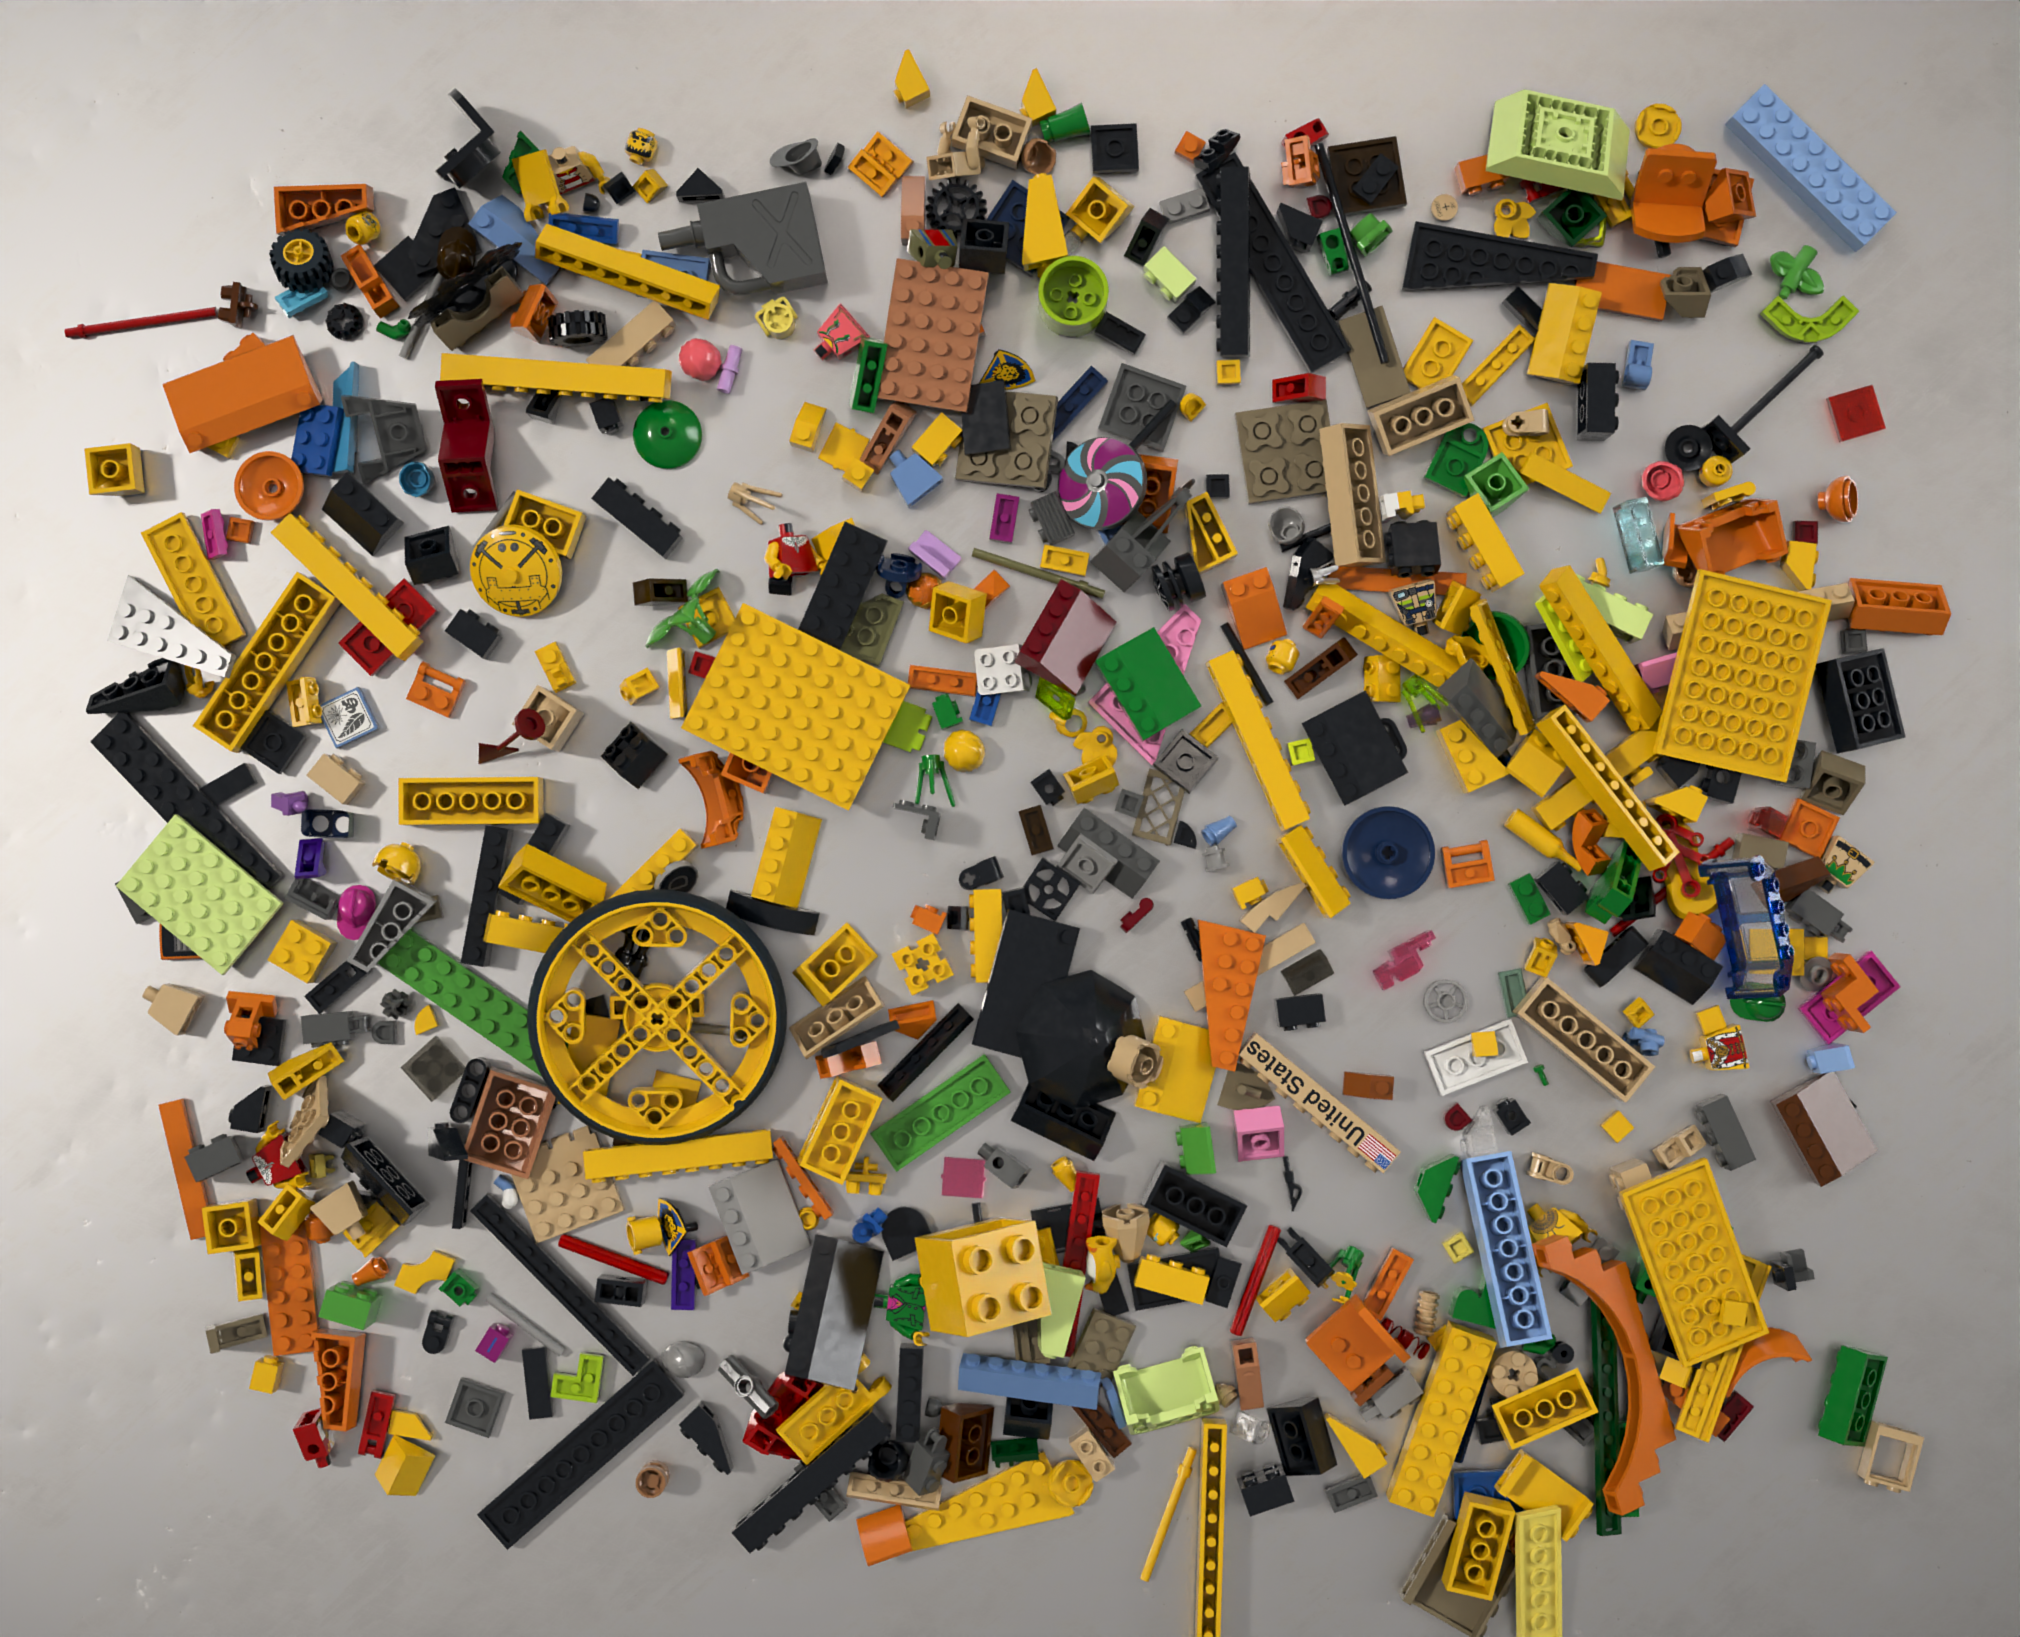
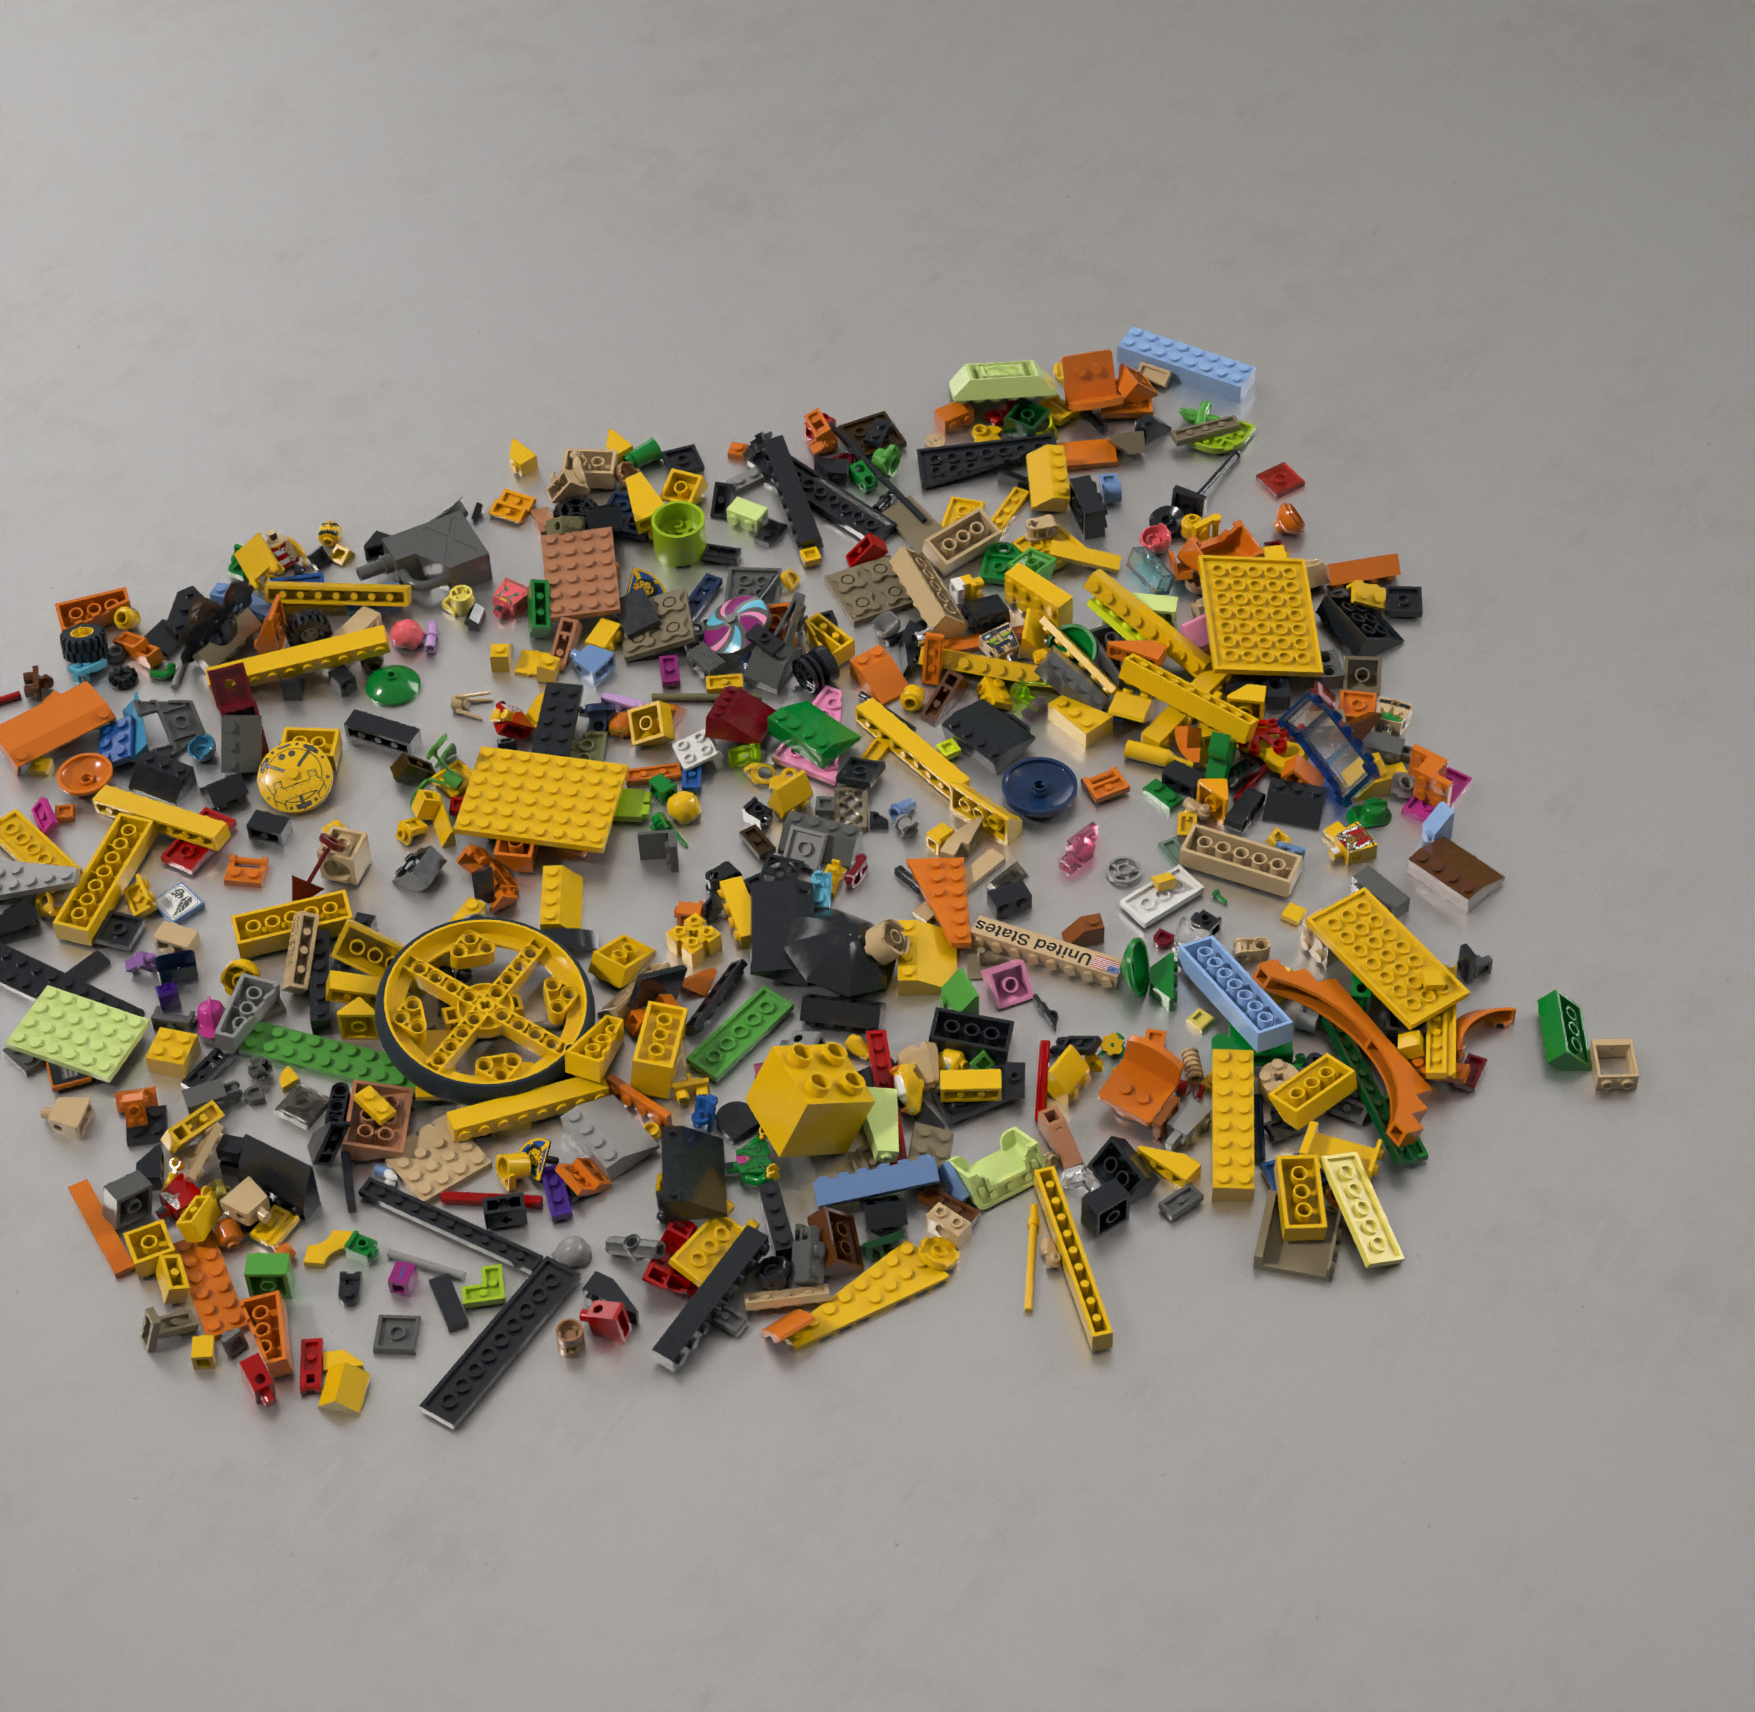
camera: 15 degrees left, 40 degrees down
(299, 1370) = (233, 1341): none -> dark grey tile
(458, 503) = (241, 743): none -> dark grey slope
(467, 861) = (300, 952): none -> tan brick
(476, 153) = (203, 553): black piece -> none
(507, 1113) = (374, 1105): none -> yellow plate
(516, 974) = (357, 1021): none -> yellow slope
(662, 659) = (426, 804): none -> yellow brick
(699, 816) = (483, 884): none -> black slope
(702, 1473) = (607, 1320): none -> red torso
(766, 1112) = (595, 1049): none -> yellow wedge
(789, 353) = (475, 618): none -> black piece
(1090, 927) = (821, 890): none -> medium azure plate
(1106, 911) = (837, 875): none -> yellow plate
(1125, 539) = (764, 640): none -> black plate
(1189, 1518) = (1050, 1253): none -> tan arm
(1406, 1171) = (1136, 967): none -> green dish
(1763, 172) = (1156, 375): none -> tan tile
(1792, 304) = (1205, 430): none -> dark tan tile
(1888, 659) = (1367, 595): none -> yellow bracket
(1929, 676) = (1403, 601): none -> black plate

